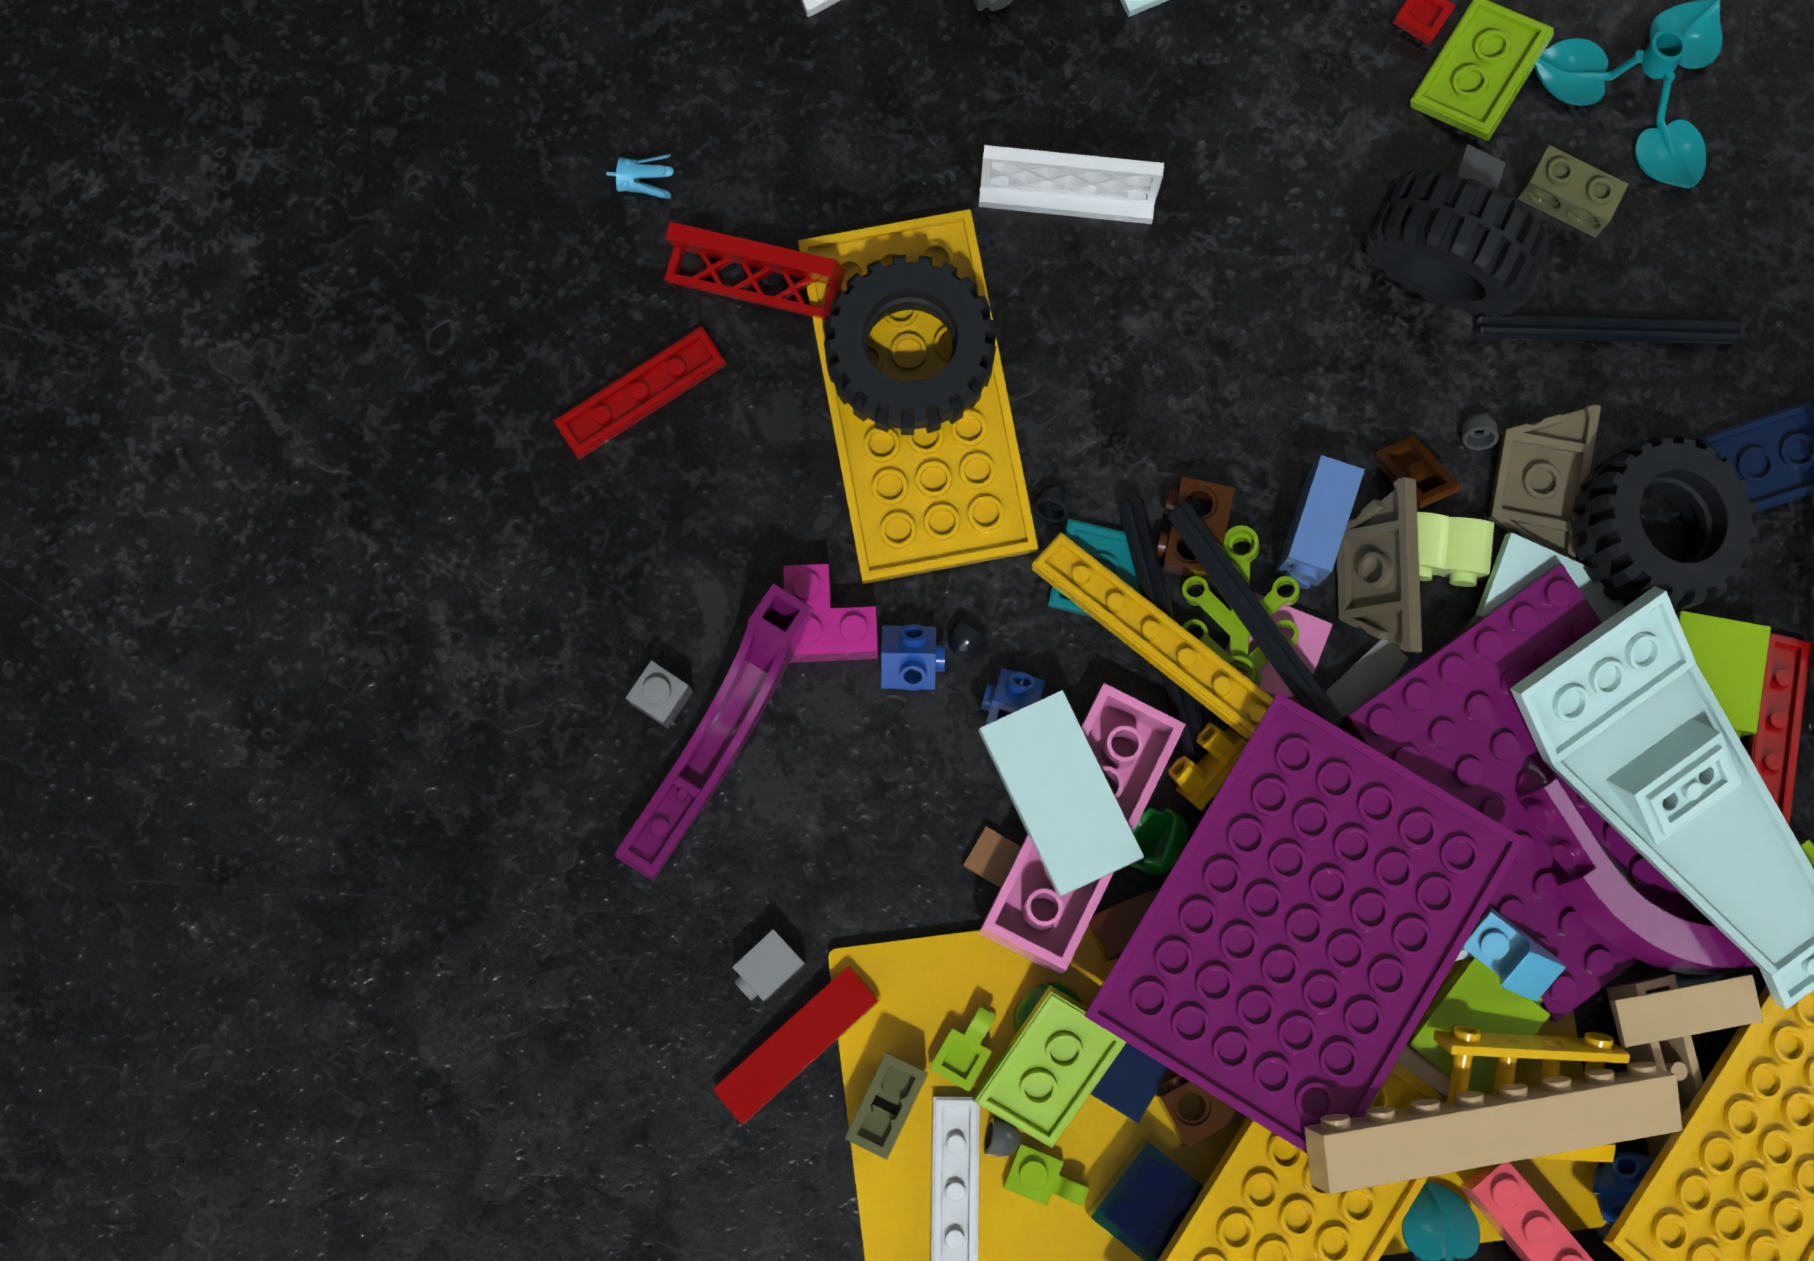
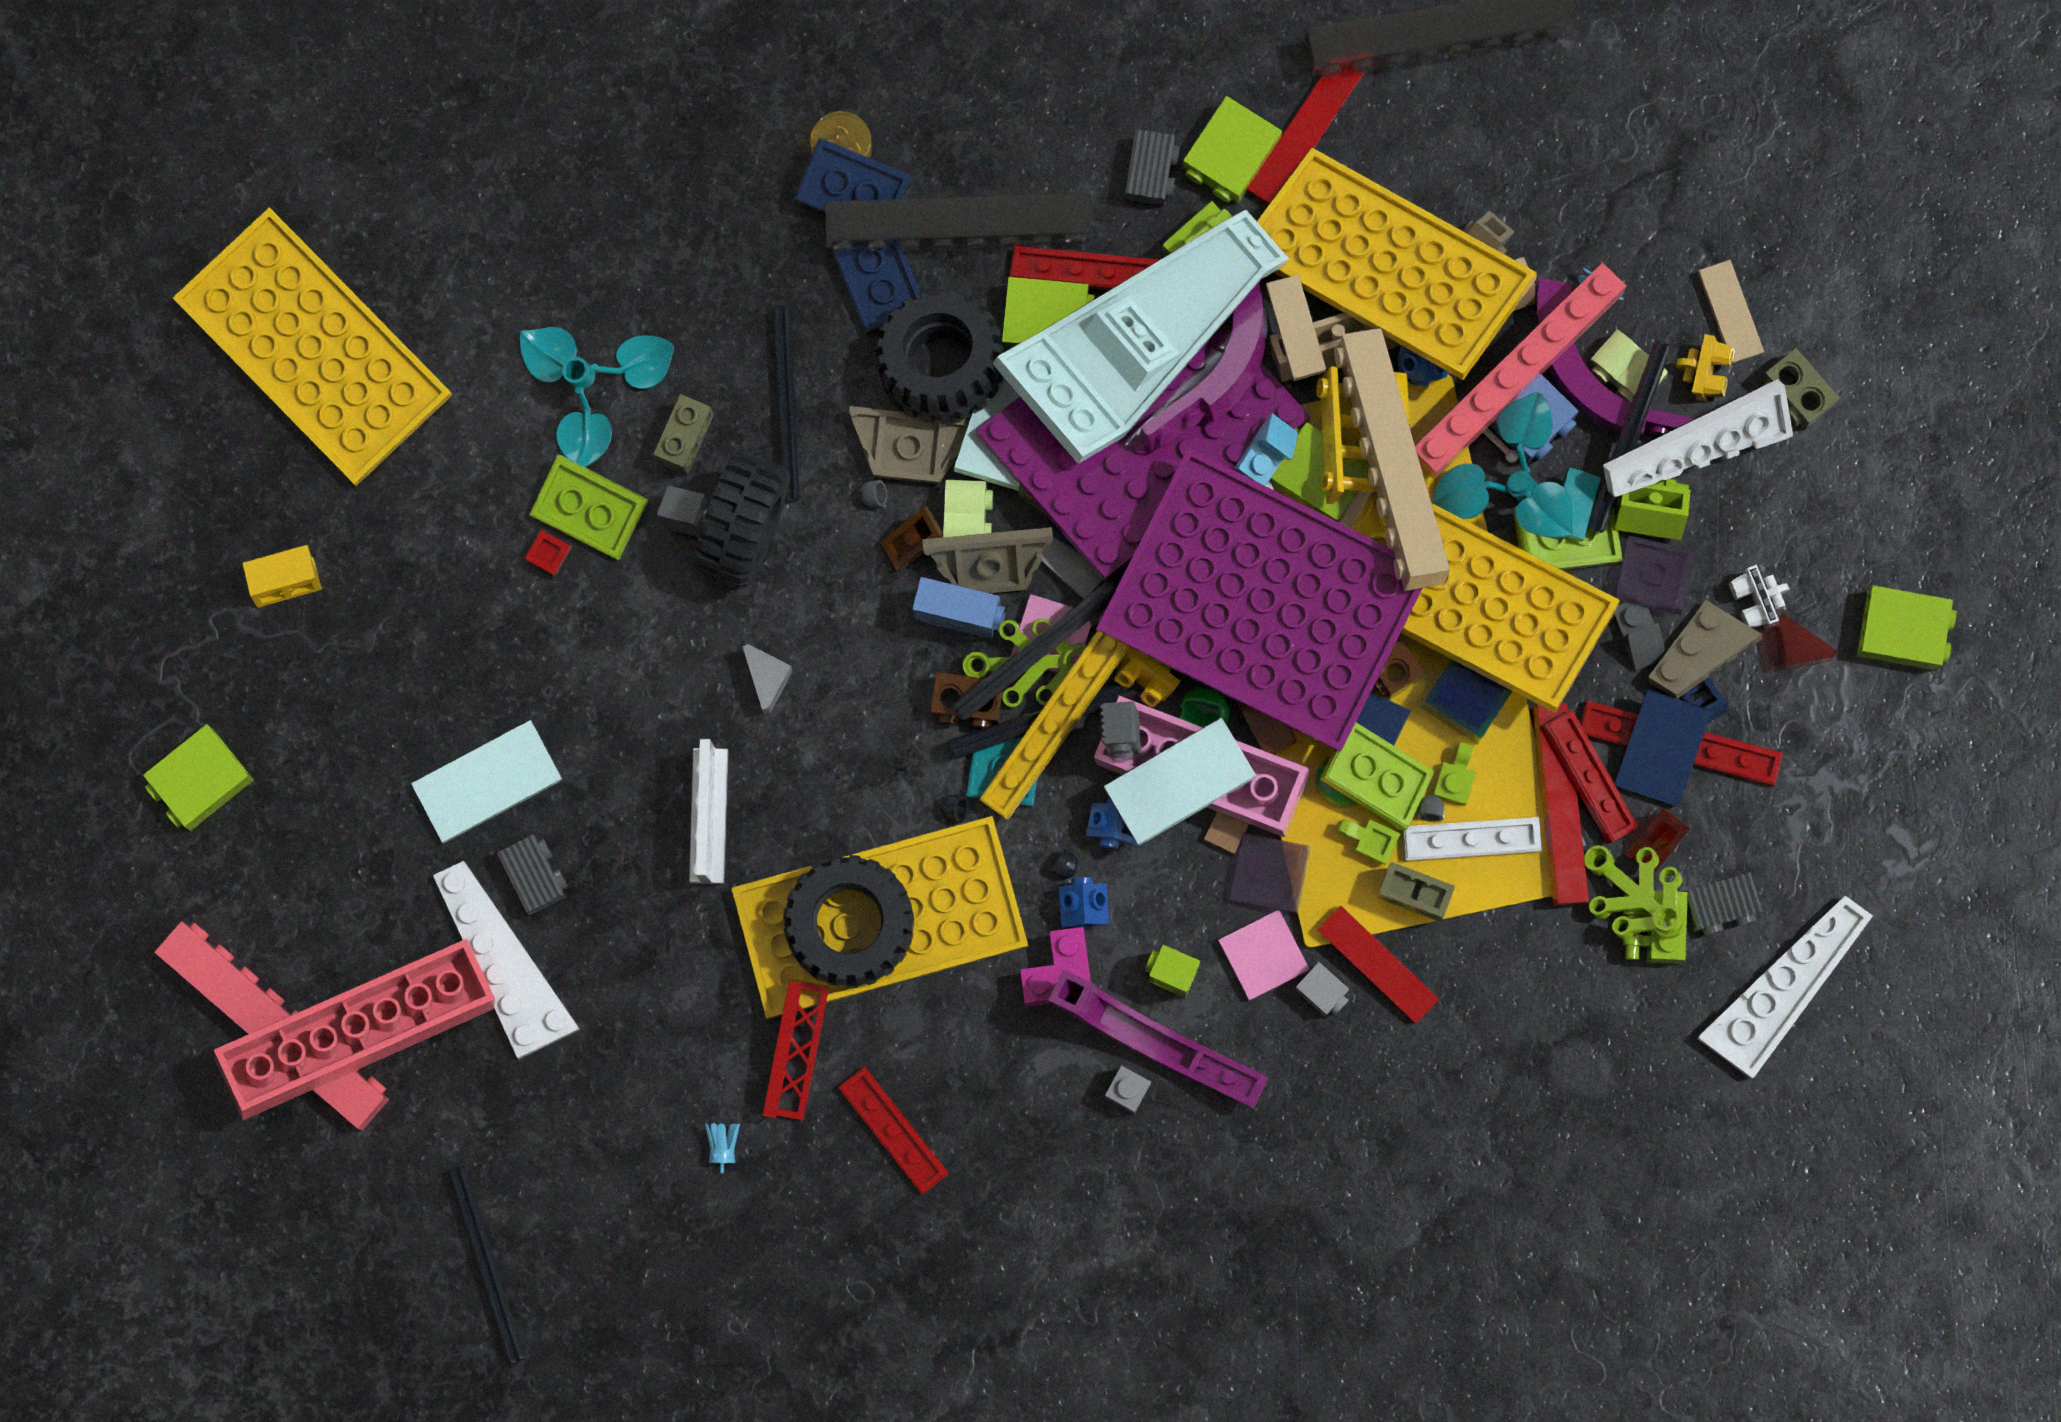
camera: 90 degrees left, 0 degrees up
(809, 764) = (1172, 970): none -> lime brick
(823, 892) = (1264, 955): none -> bright pink tile
(932, 911) = (1270, 872): none -> clear purple tile
(1136, 716) = (1121, 730): none -> dark grey brick
(1242, 274) = (768, 676): none -> light grey slope

